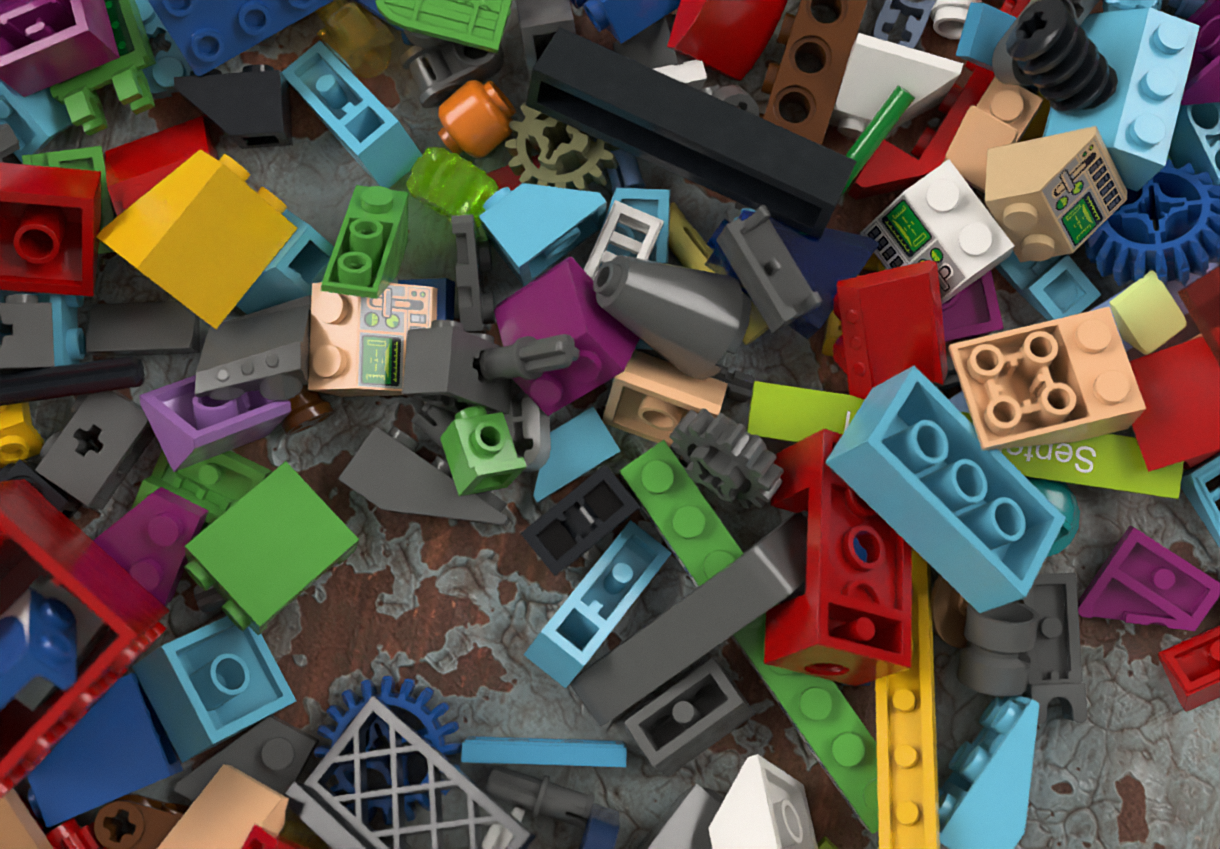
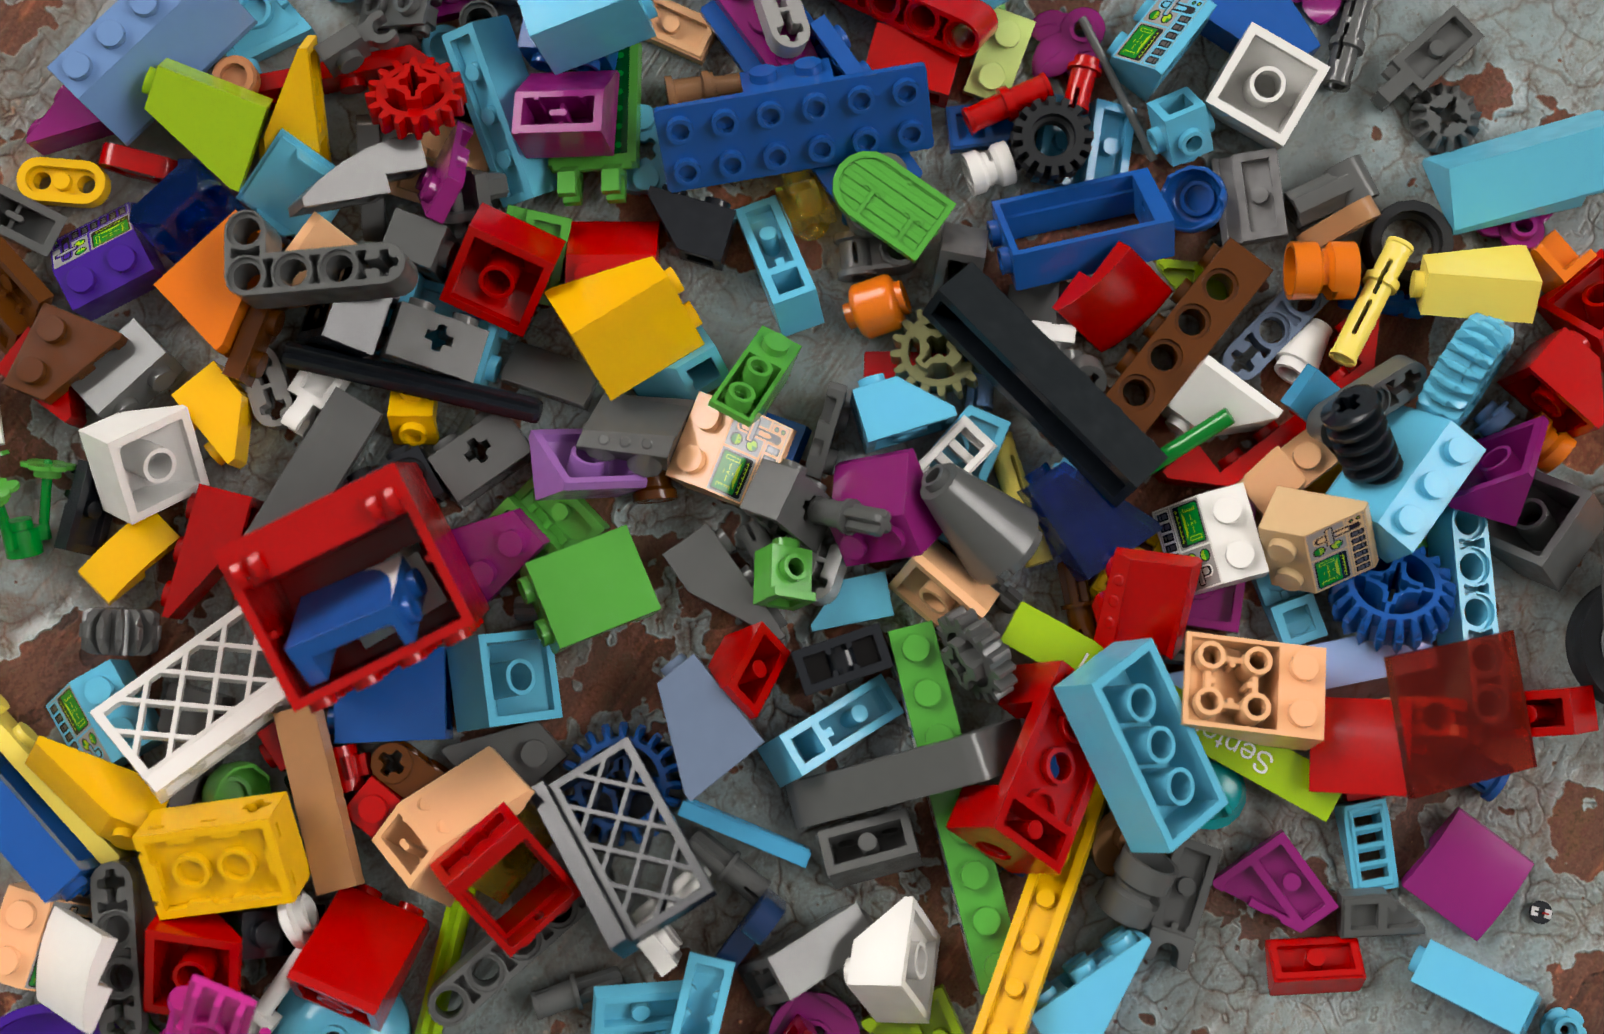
camera: 20 degrees right, 0 degrees up
(450, 184) = (838, 353): clear neon green gear -> none
(452, 650) = (703, 724): none -> sand blue slope
(480, 567) = (749, 666): none -> red slope
(767, 270) = (1065, 517): dark grey hinge -> none
(816, 361) = (1077, 603): none -> reddish brown axle
(1147, 314) = (1356, 665): yellowish green slope -> none

